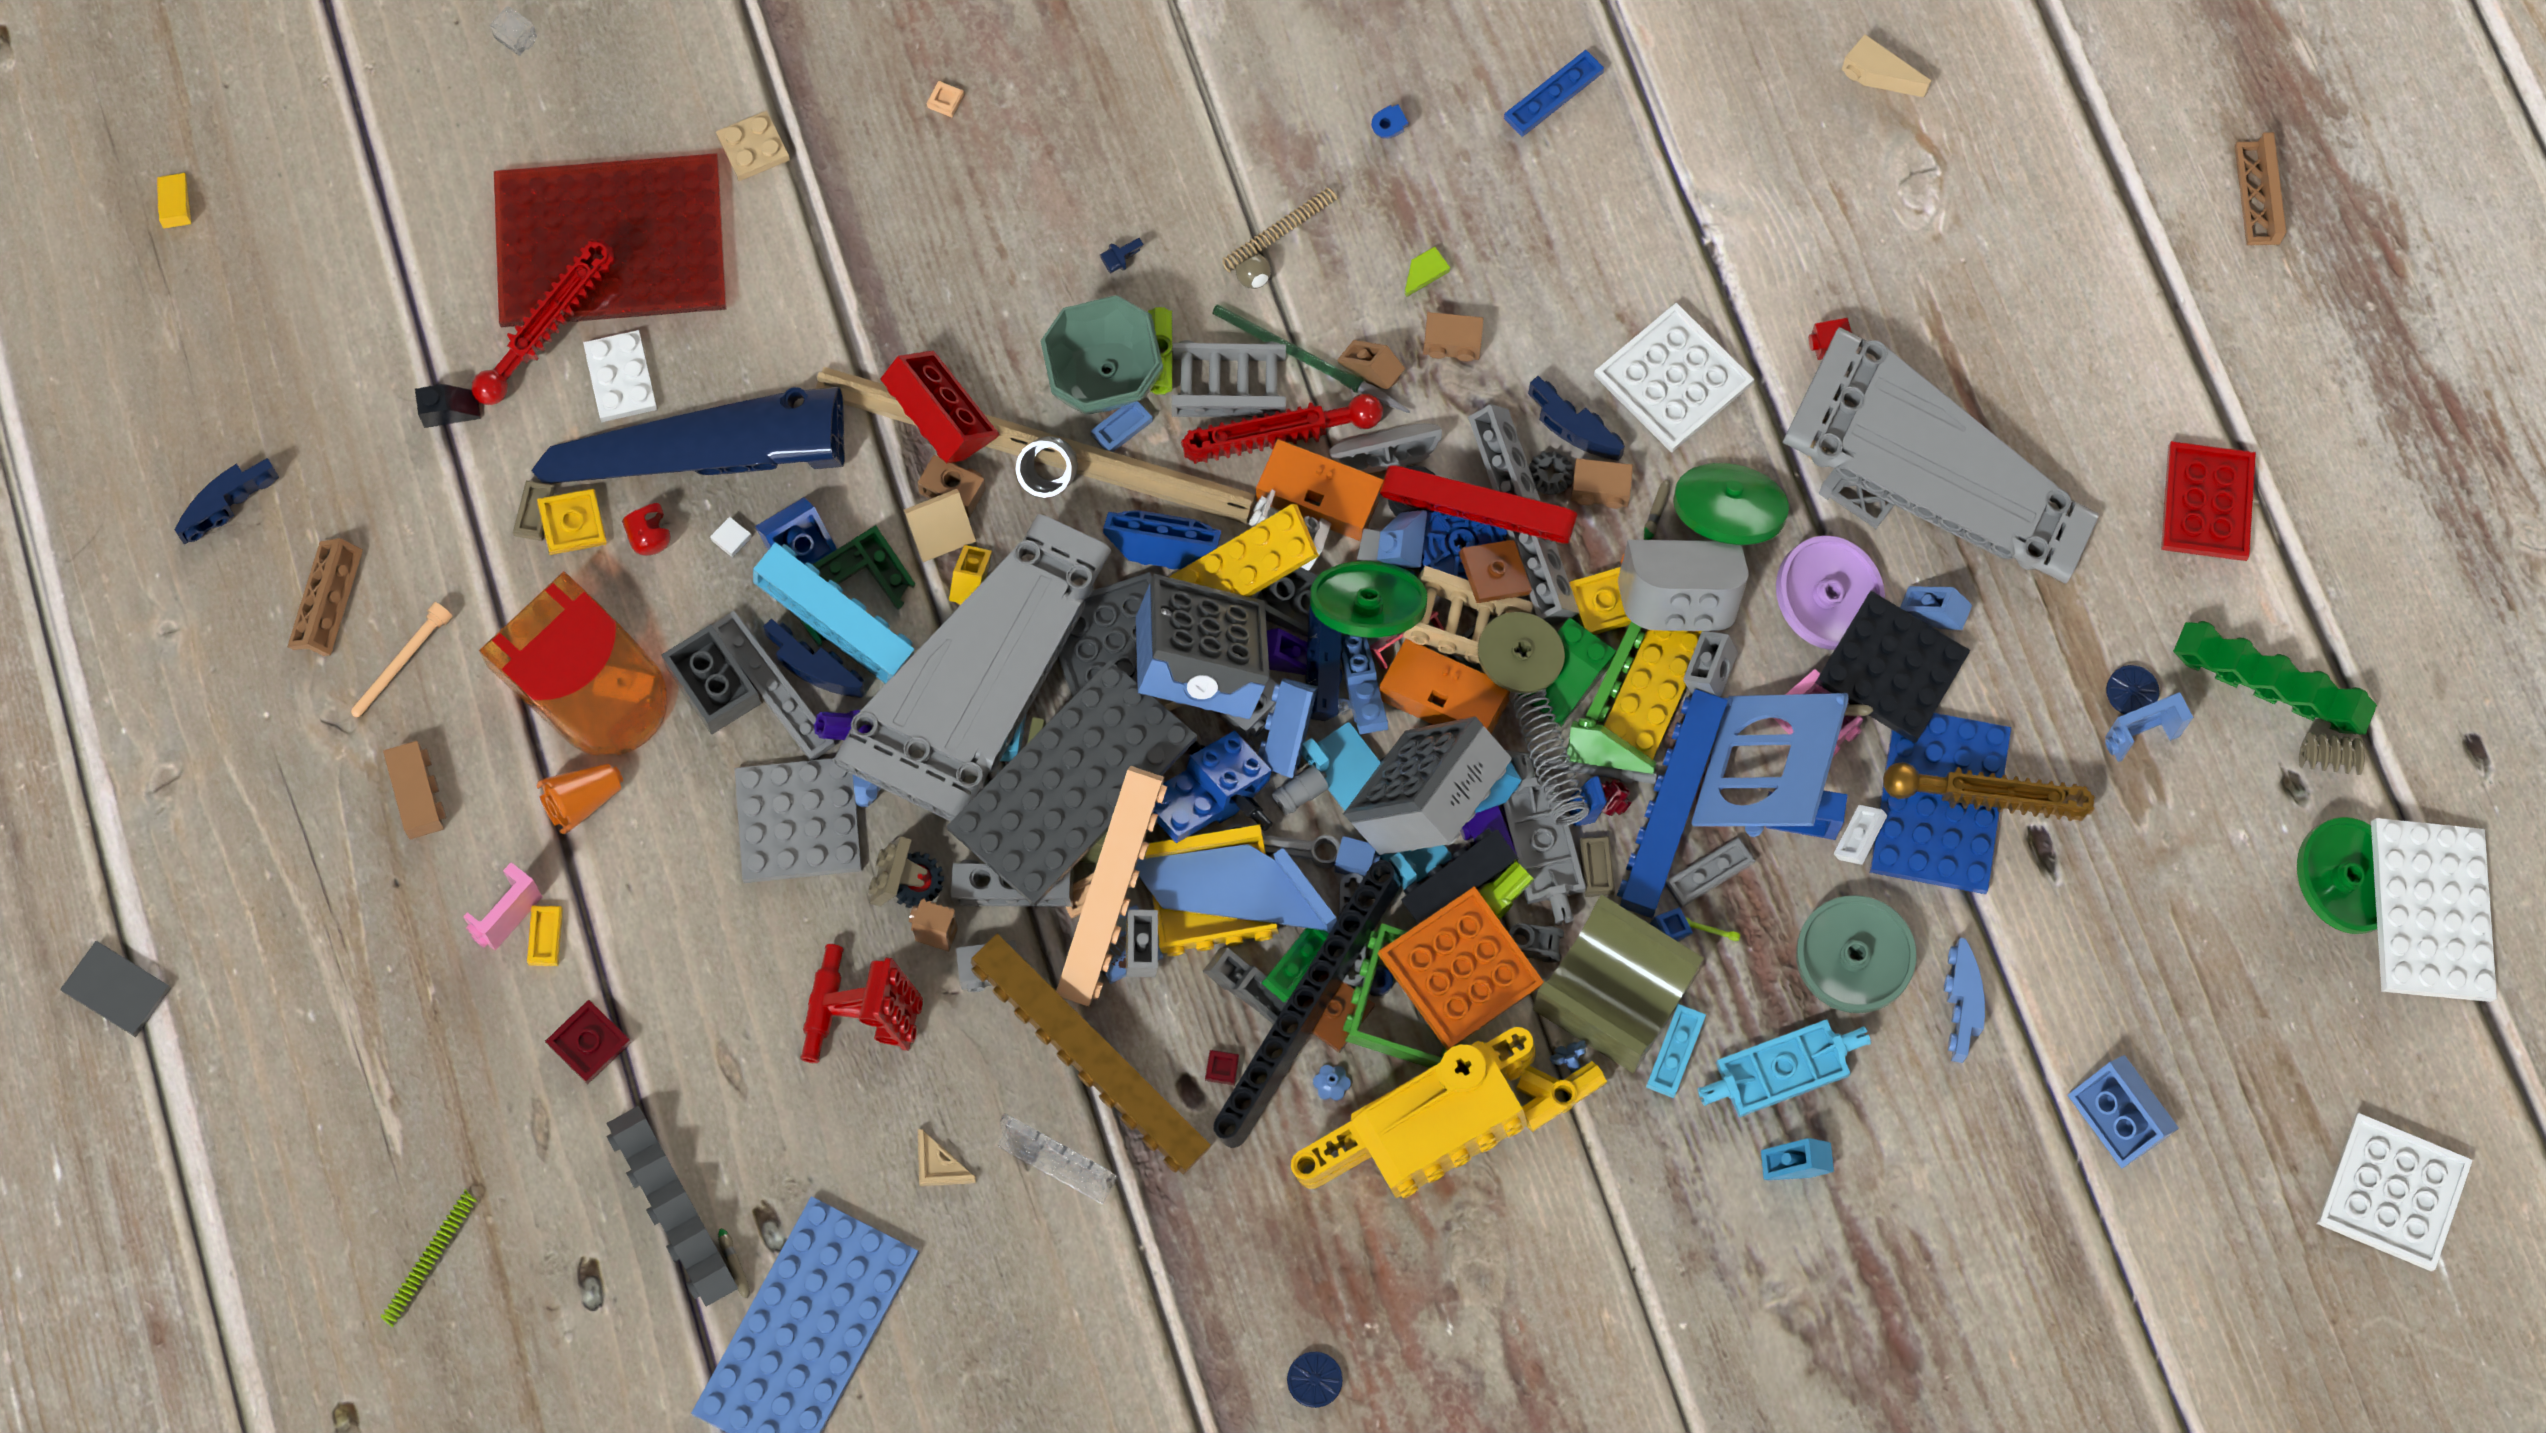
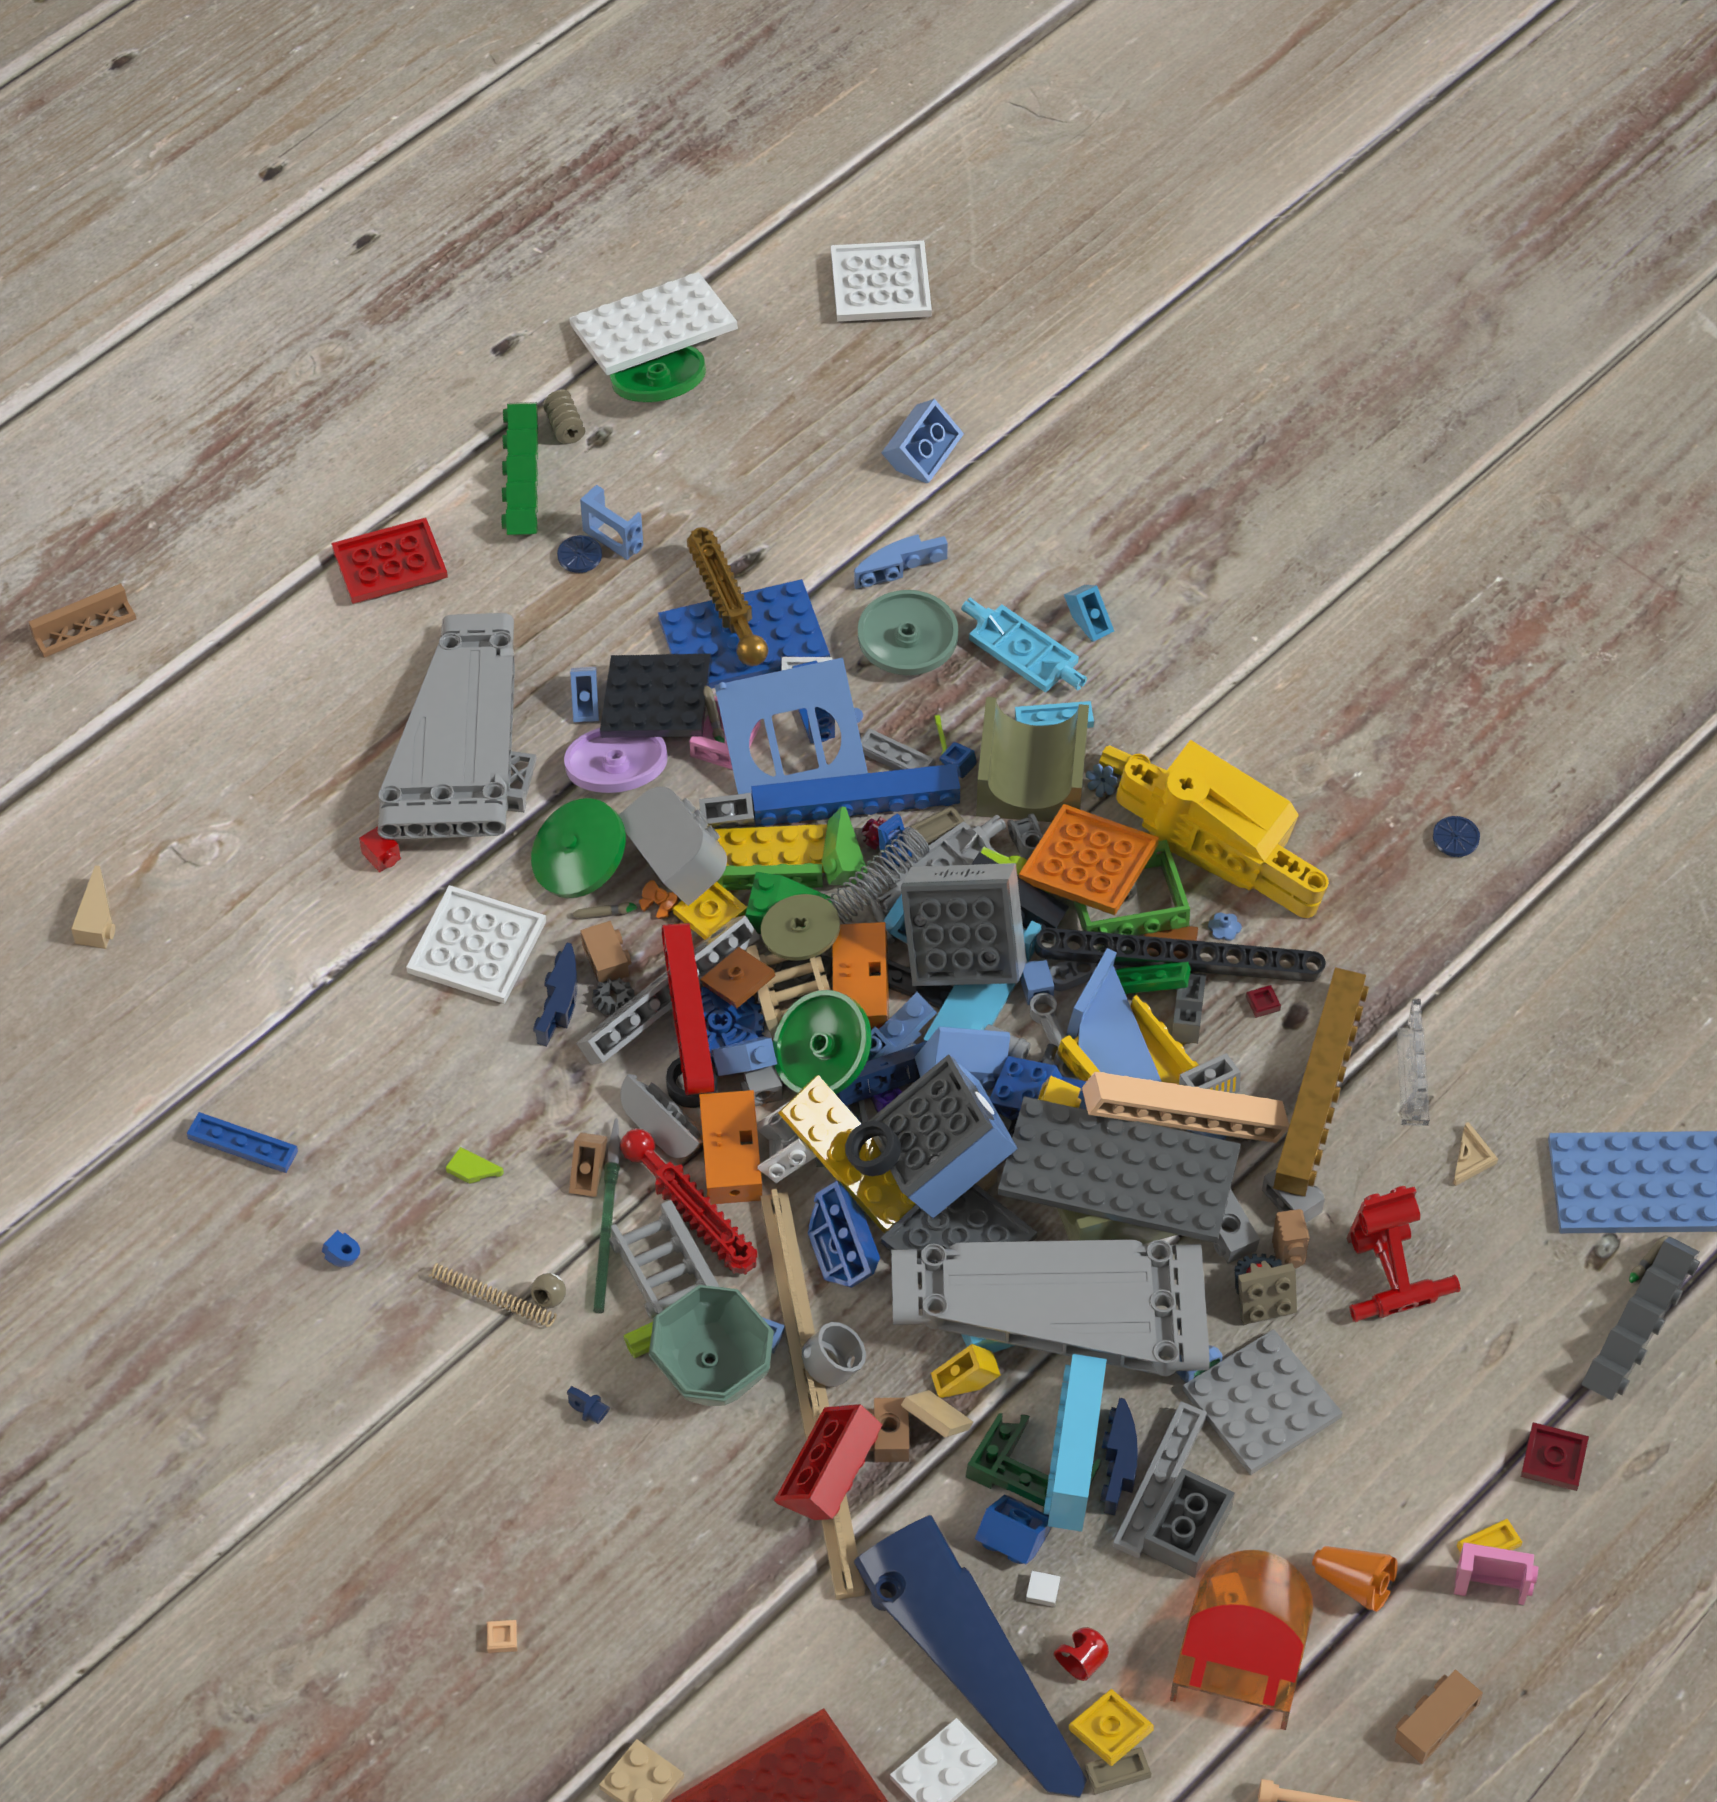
camera: 115 degrees left, 15 degrees down
(836, 725) = (1160, 1394): dark purple piece -> none
(1186, 776) = (1060, 1092): none -> yellow brick
(1215, 589) = (857, 1139): none -> black tyre
(1453, 336) = (527, 1114): medium nougat brick -> none

